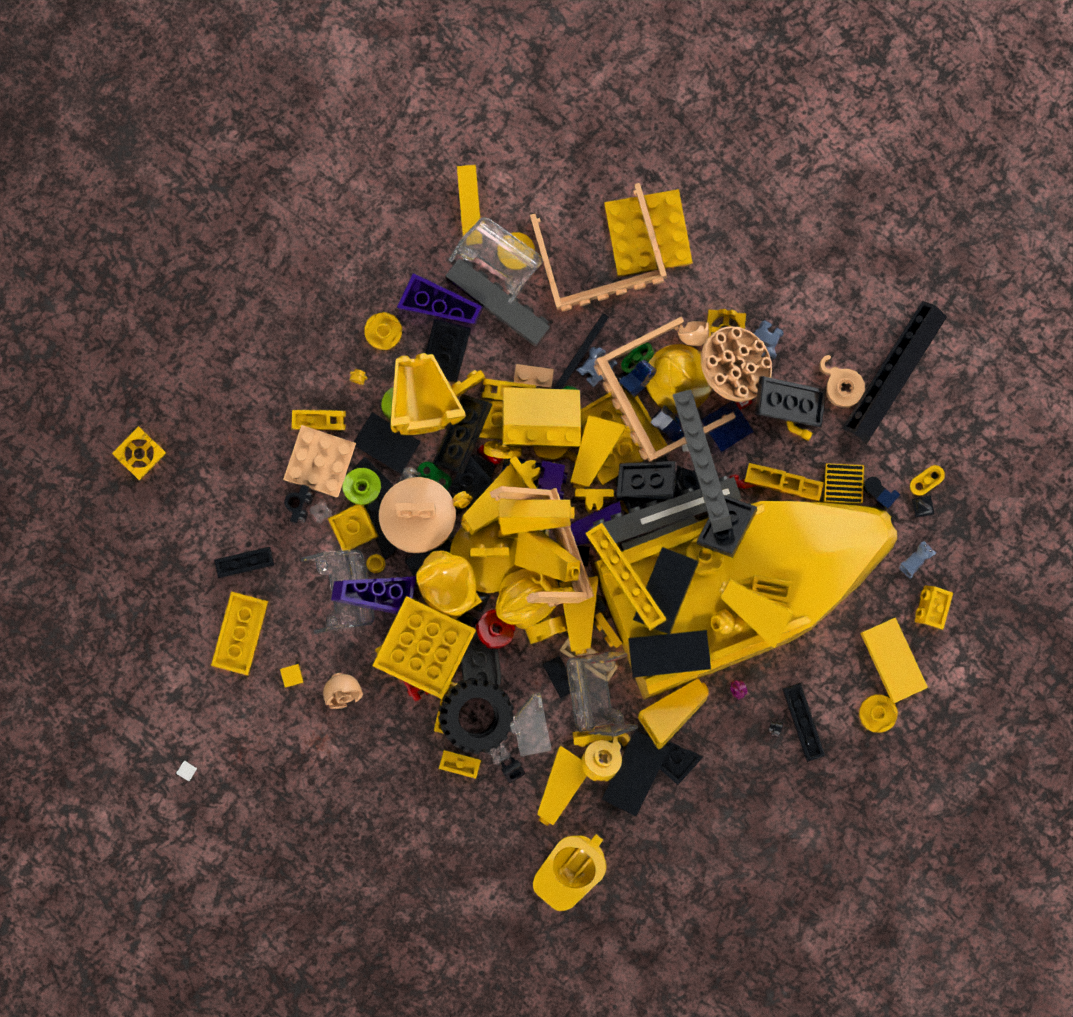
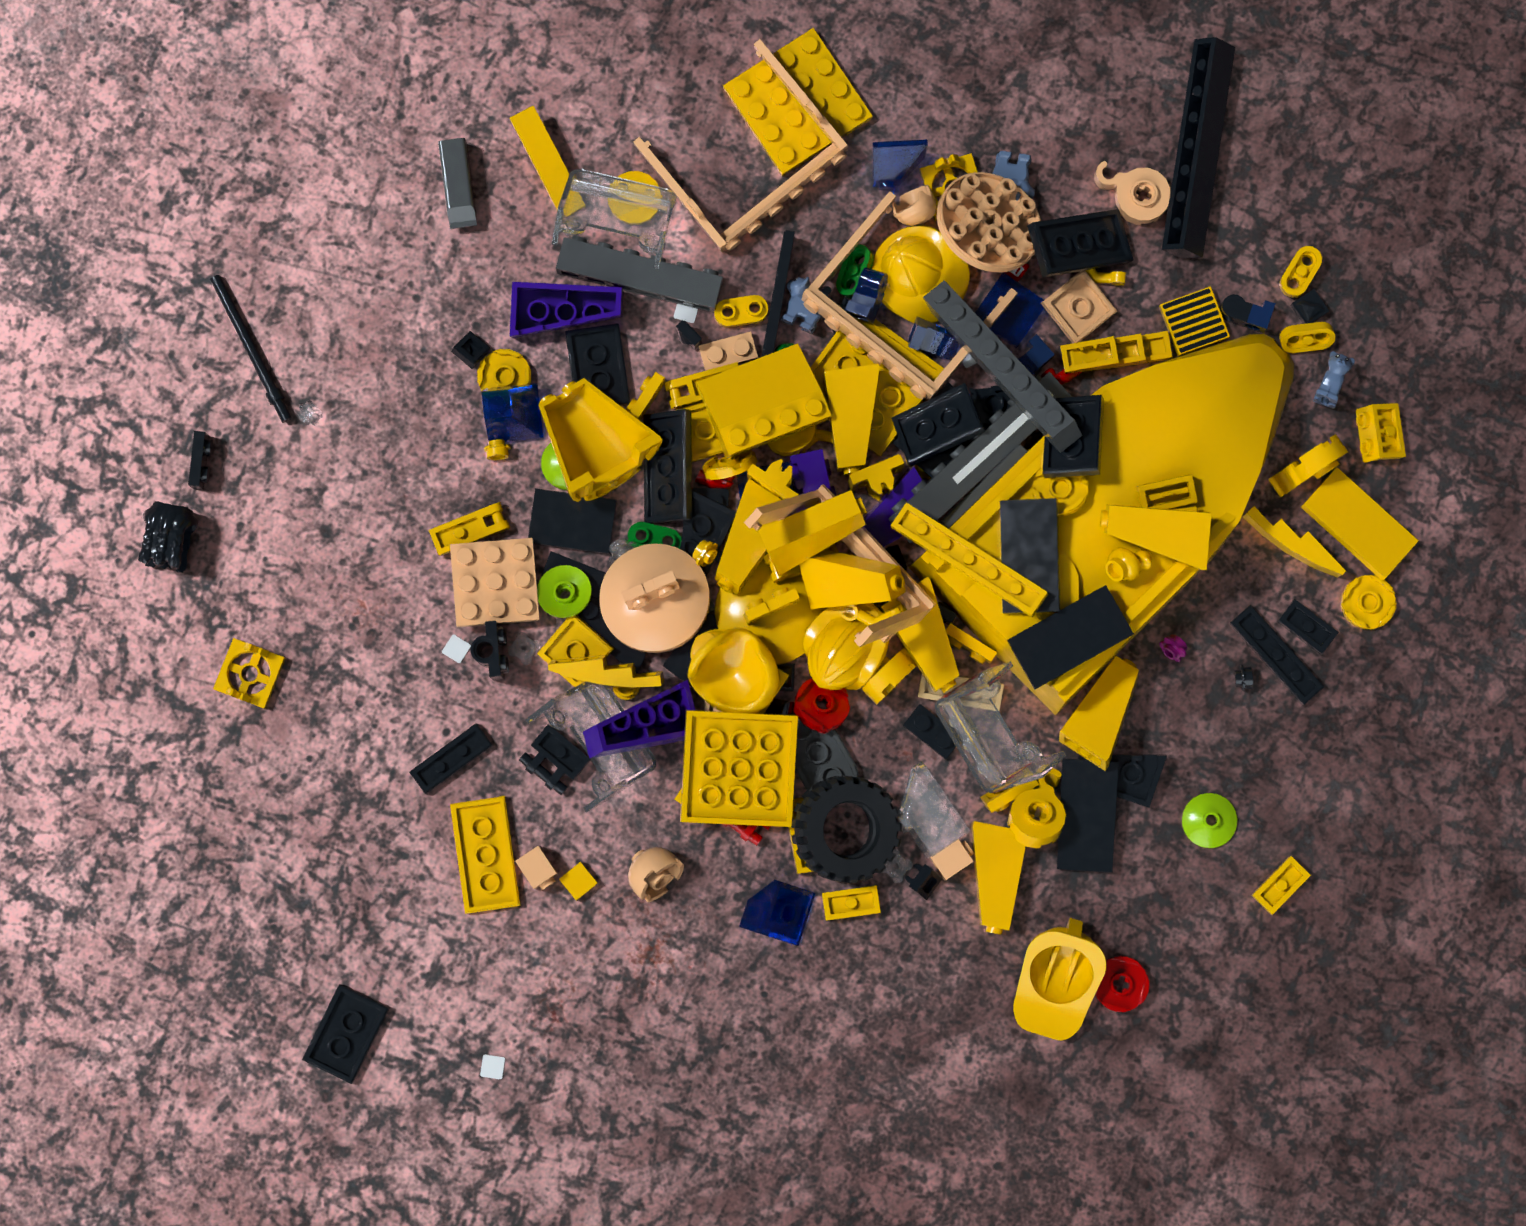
camera: 25 degrees left, 0 degrees up
(102, 709) = (345, 1034): none -> black tile
(124, 343) = (167, 536): none -> black piece
(162, 309) = (201, 449): none -> black plate
(230, 281) = (273, 395): none -> black bar
(248, 302) = (309, 413): none -> clear plate
(269, 656) = (537, 868): none -> light nougat brick
(277, 493) = (456, 648): none -> white sticker
(315, 589) = (559, 752): none -> black plate
(360, 545) = (595, 670): none -> yellow slope
(368, 305) = (471, 349): none -> black tile
(377, 356) = (512, 412): none -> clear blue slope
(406, 194) = (457, 183): none -> dark grey piece
(410, 750) = (778, 912): none -> clear blue slope
(512, 355) = (688, 335): none -> black tile
(517, 339) = (685, 313): none -> white sticker
(537, 763) = (952, 859): none -> light nougat brick
(552, 355) = (741, 312): none -> yellow plate
(613, 901) = (1129, 997): none -> red plate
(693, 299) = (895, 161): none -> clear blue slope
(703, 810) = (1195, 822): none -> lime dish
(728, 464) = (1037, 356): none -> dark blue leg
(741, 871) = (1280, 885): none -> yellow plate
(772, 443) = (1078, 307): none -> light nougat tile
(831, 712) = (1307, 626): none -> black plate
(850, 660) = (1304, 549): none -> yellow slope
(880, 608) = (1313, 463): none -> yellow piece
(912, 525) = (1307, 337): none -> yellow plate

